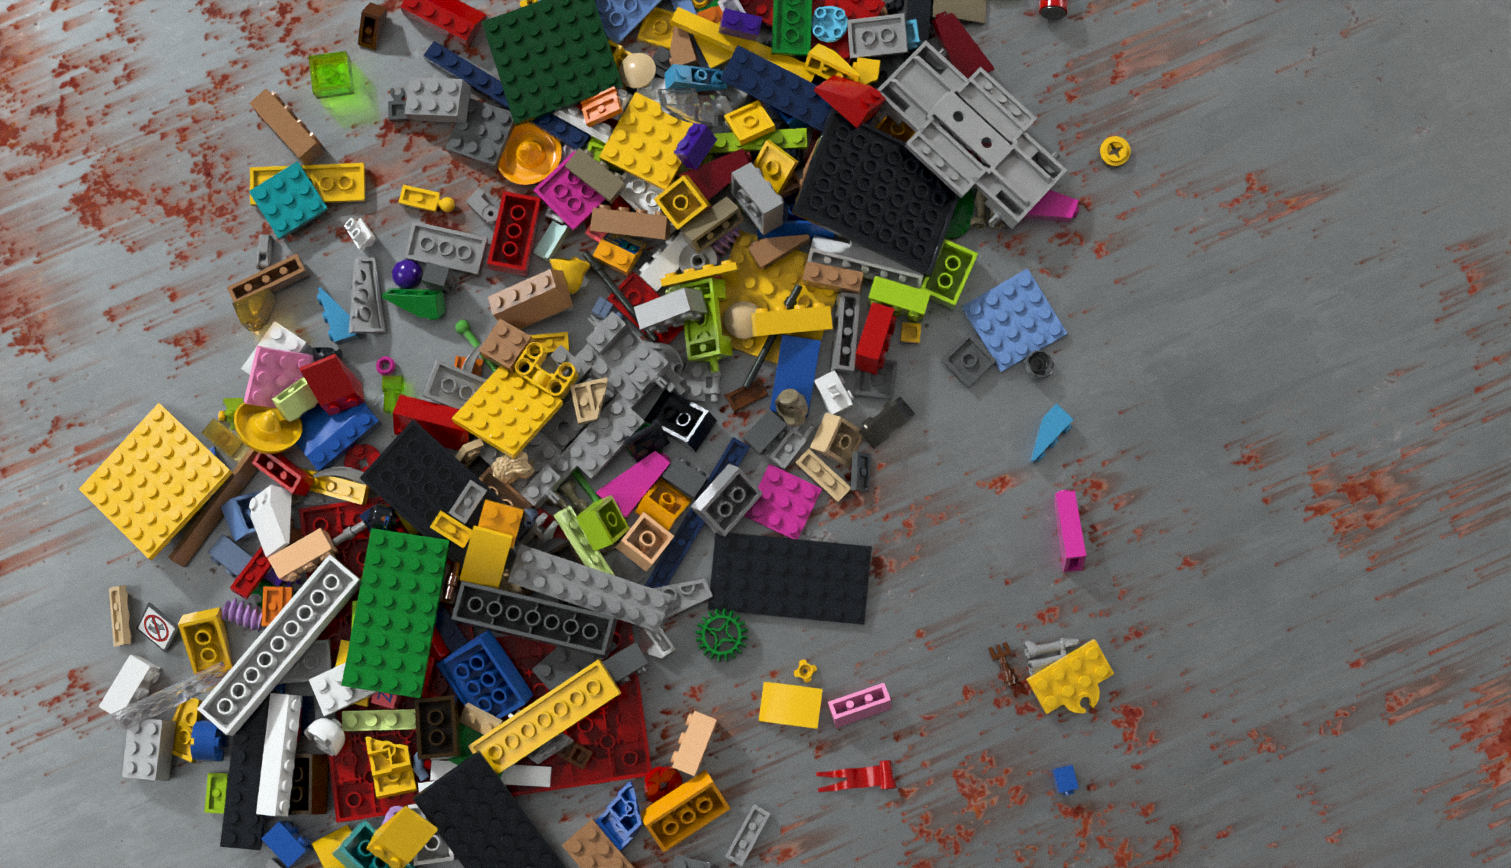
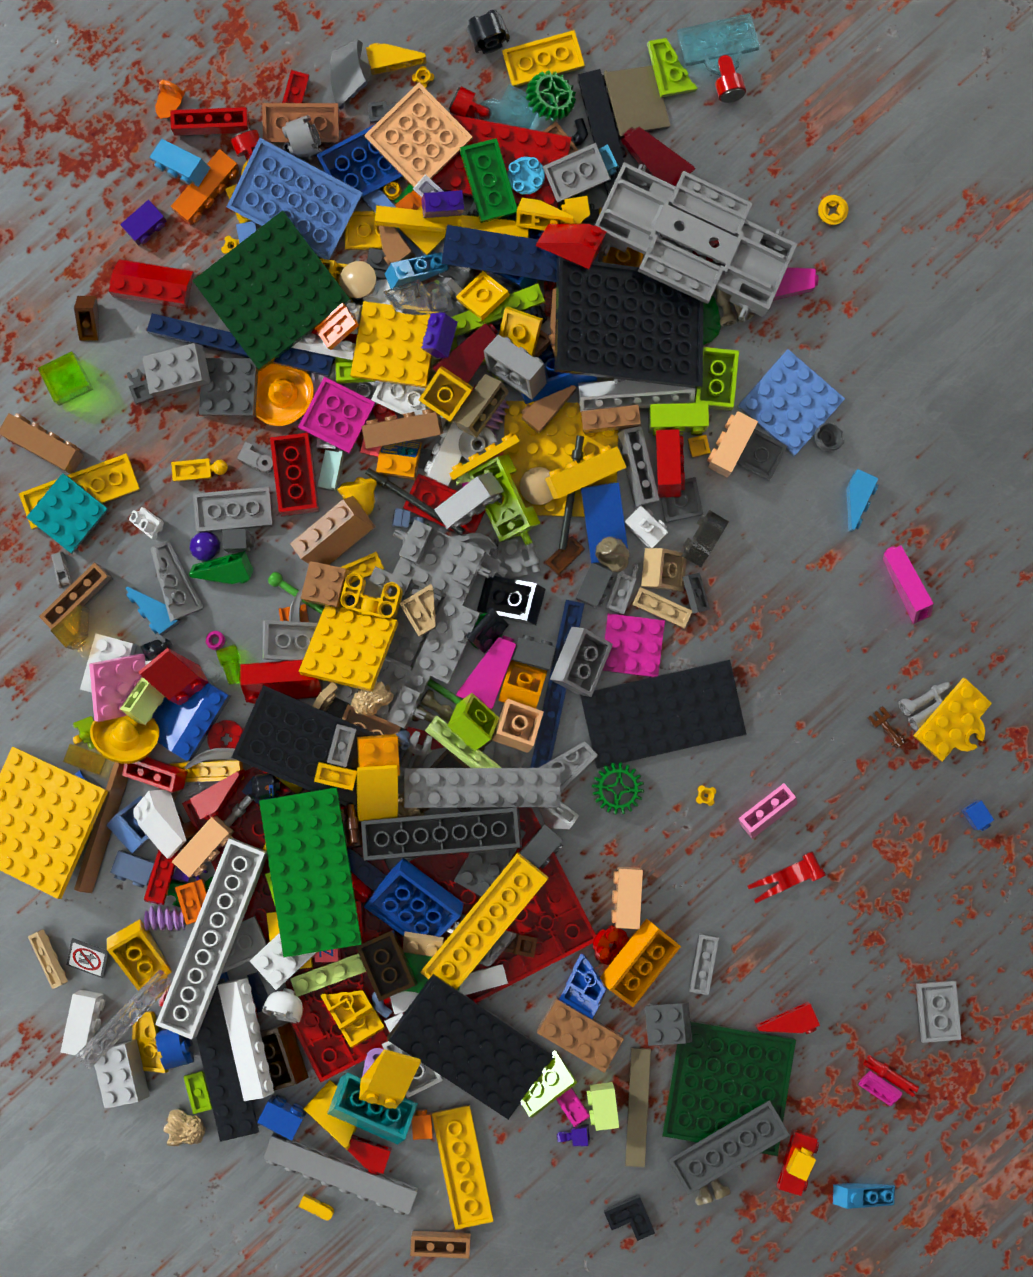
camera: 25 degrees left, 5 degrees up
(190, 823) = (183, 1128): none -> tan hair
(334, 511) = (215, 797): none -> slope
(596, 175) = (353, 393): dark tan brick -> none
(790, 705) = (703, 832): yellow slope -> none
(941, 339) = (731, 443): none -> light nougat brick

